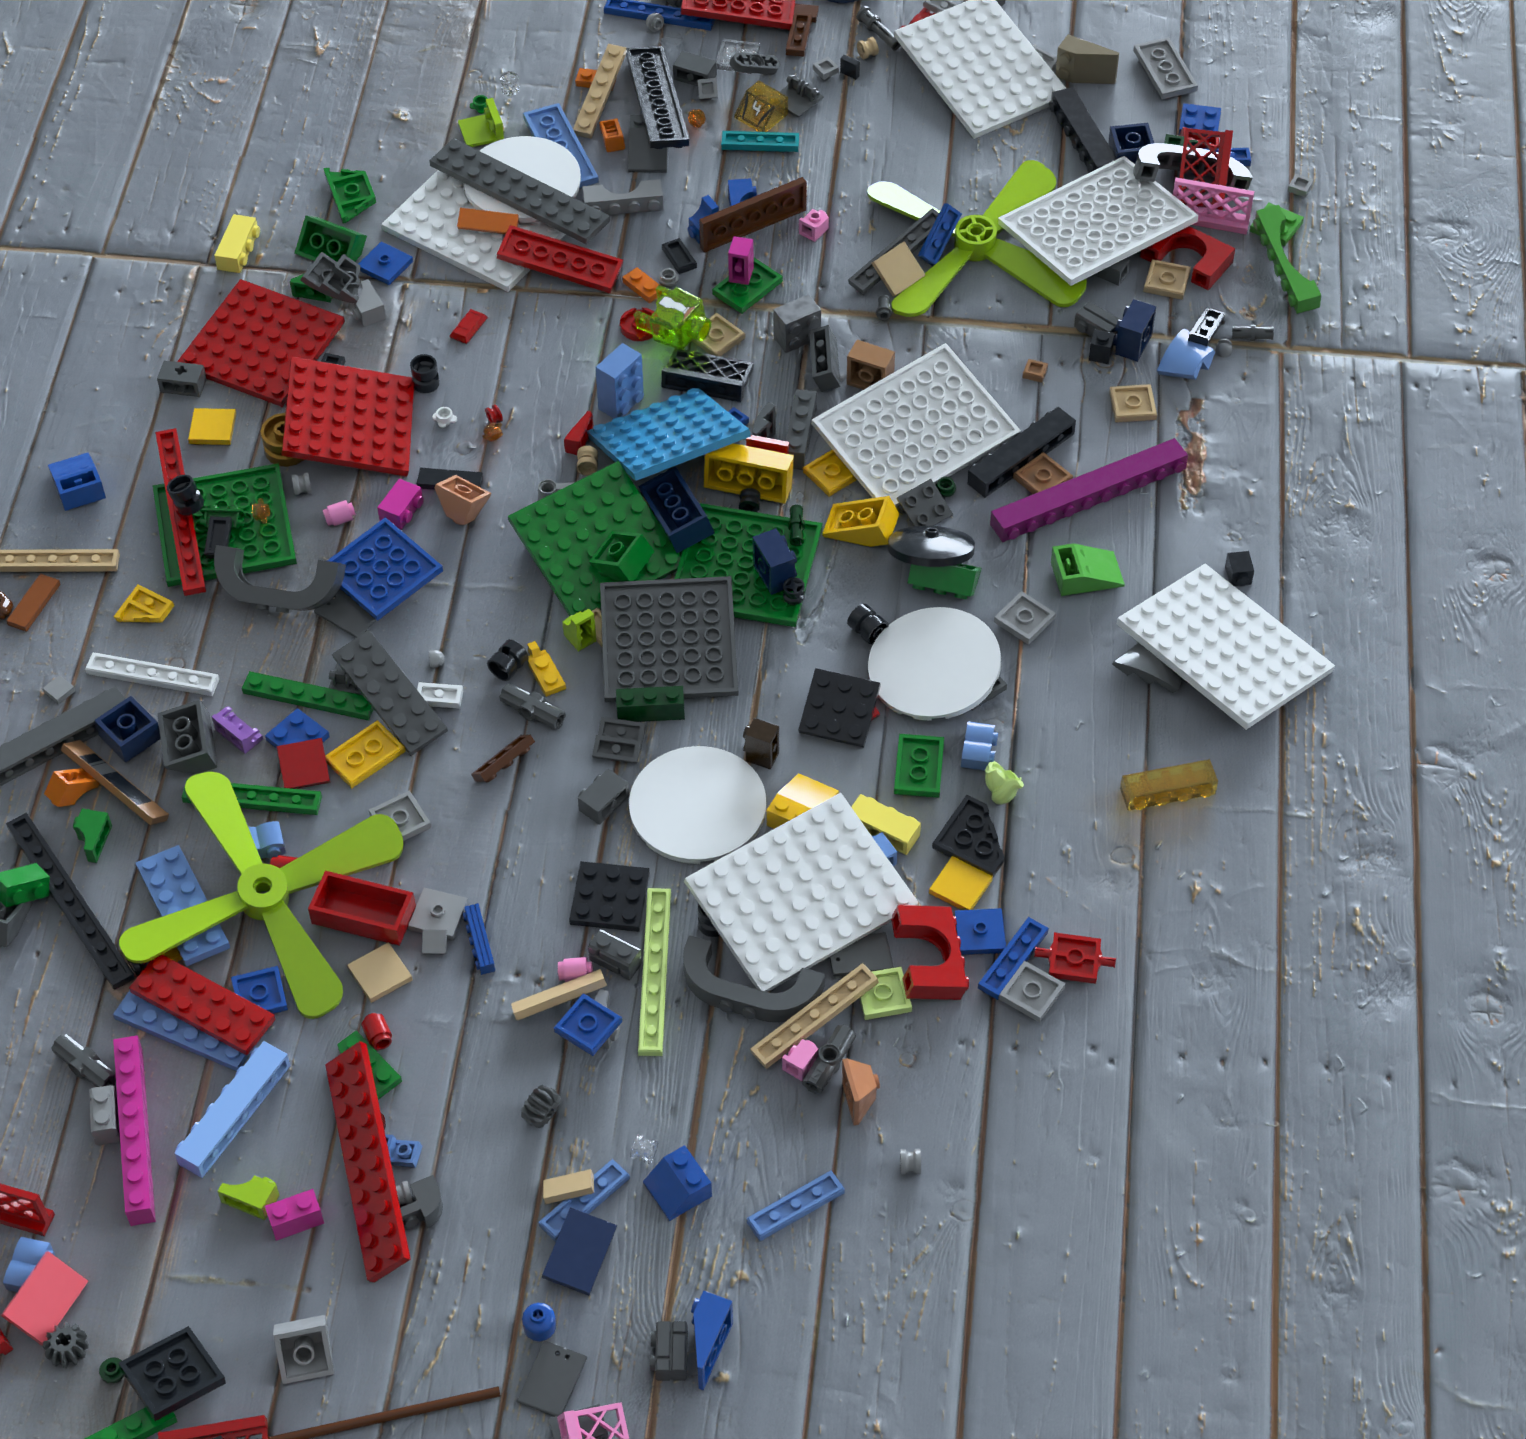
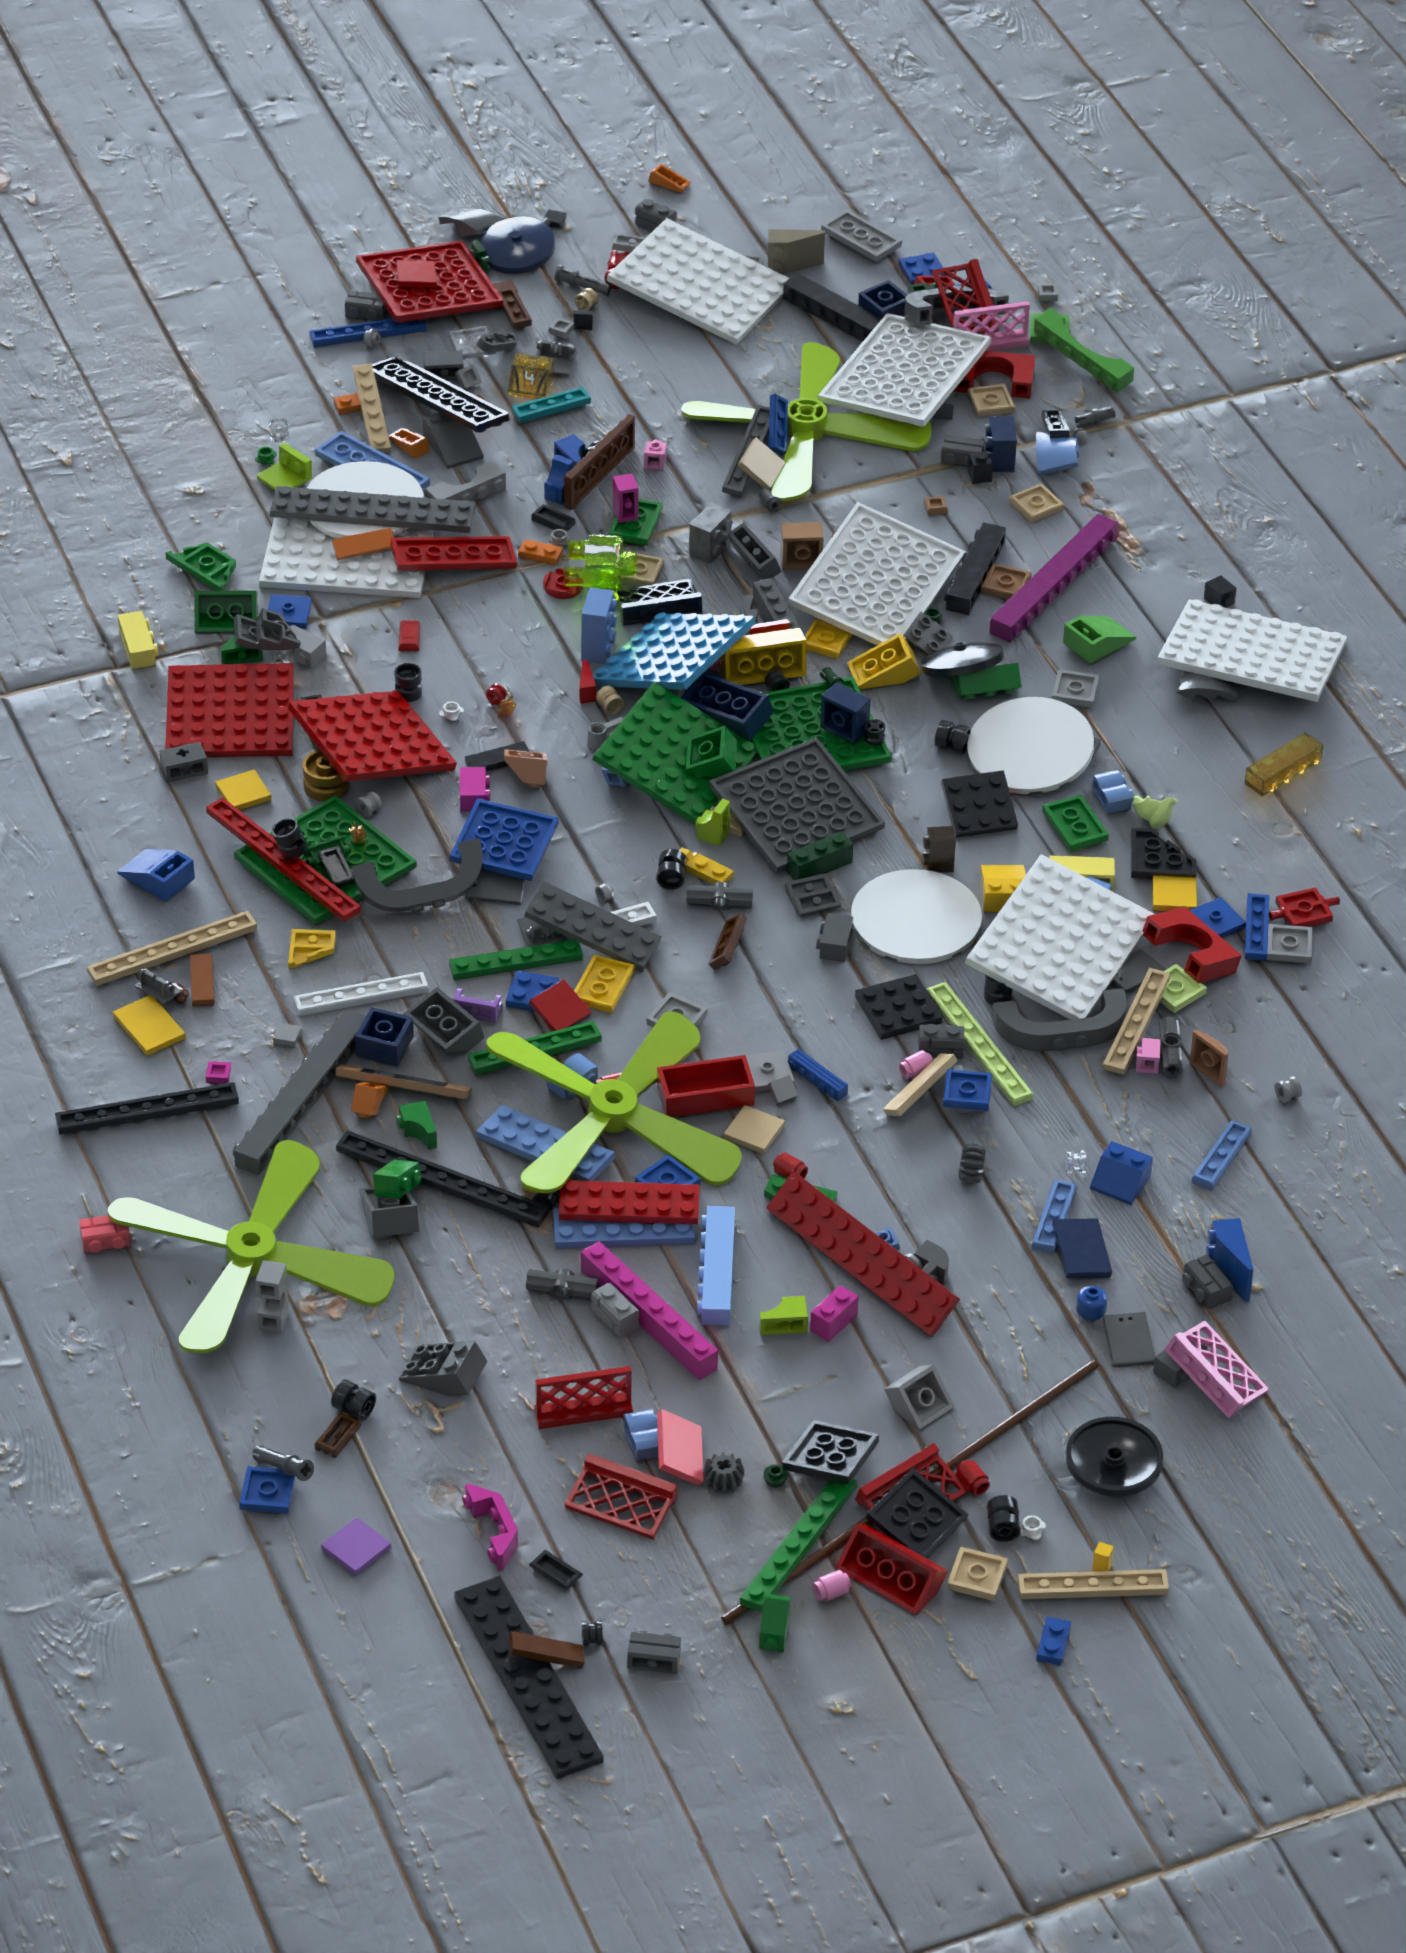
camera: 30 degrees left, 10 degrees down
(339, 513) = (423, 815): bright pink brick -> none
(568, 1186) = (1037, 1209): tan tile -> none

